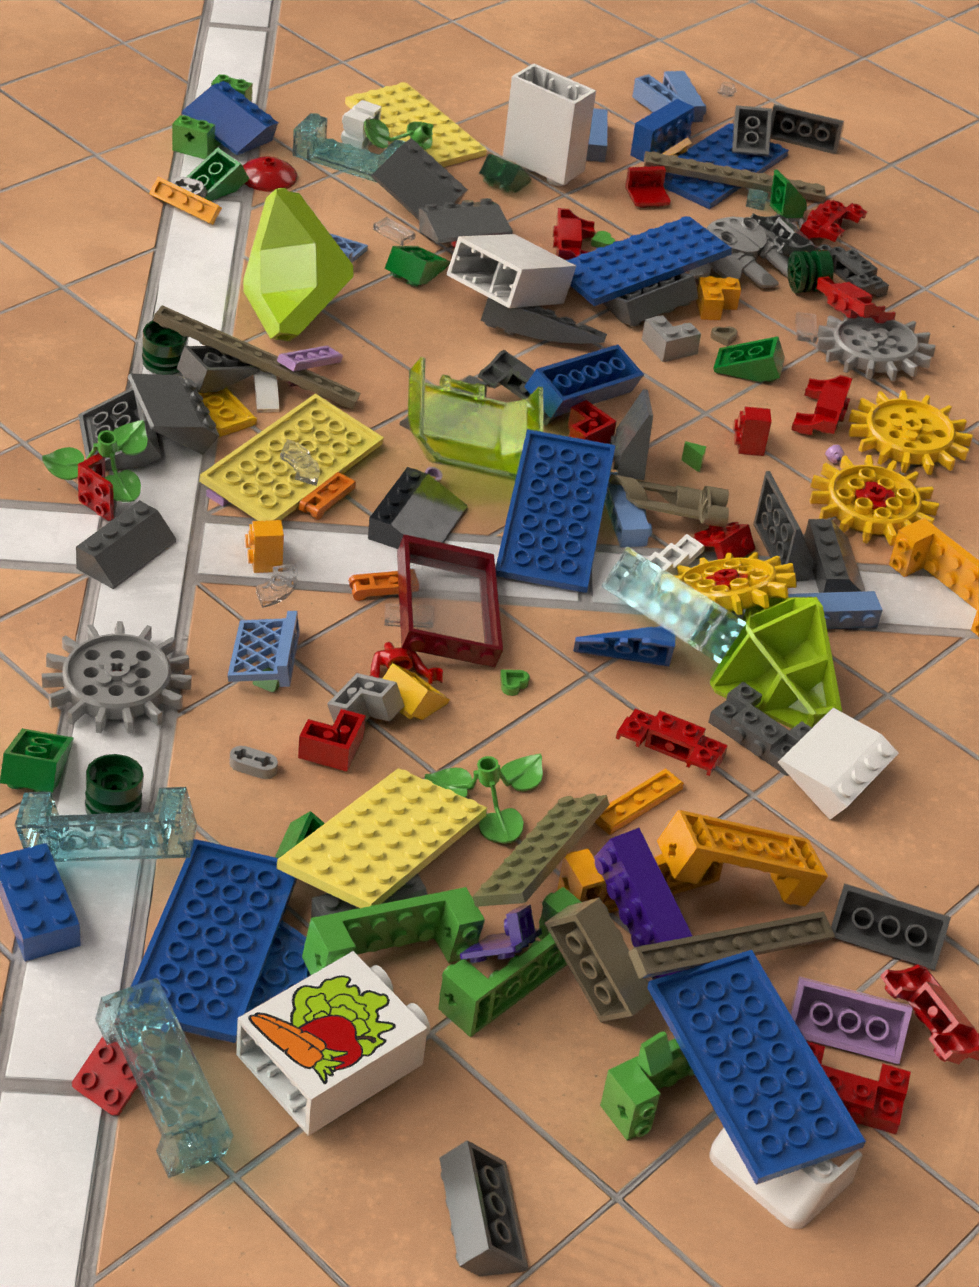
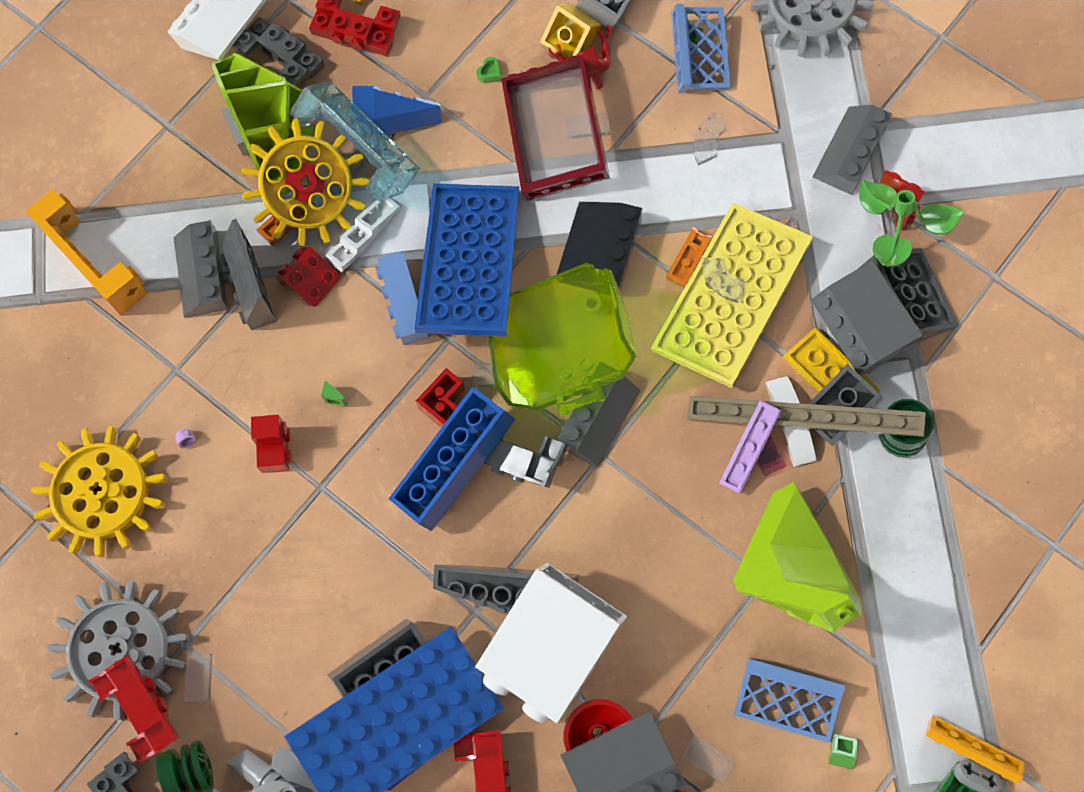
camera: 175 degrees left, 30 degrees up
(265, 545) = (728, 166): light orange brick -> none
(374, 584) = (619, 152): orange plate -> none
(415, 264) = (667, 683): green slope -> none
(633, 439) = (398, 359): dark grey slope -> none
(670, 341) = (359, 590): light grey brick -> none
(705, 504) = (333, 302): dark tan panel -> none
(716, 295) = (309, 701): light orange brick -> none
(724, 335) = (296, 636): dark tan tile -> none
(752, 360) = (269, 580): green slope -> none
(830, 406) = (184, 507): red bracket -> none
(848, 608) = (207, 202): medium blue brick -> none
(871, 498) = (151, 370): yellow gear -> none

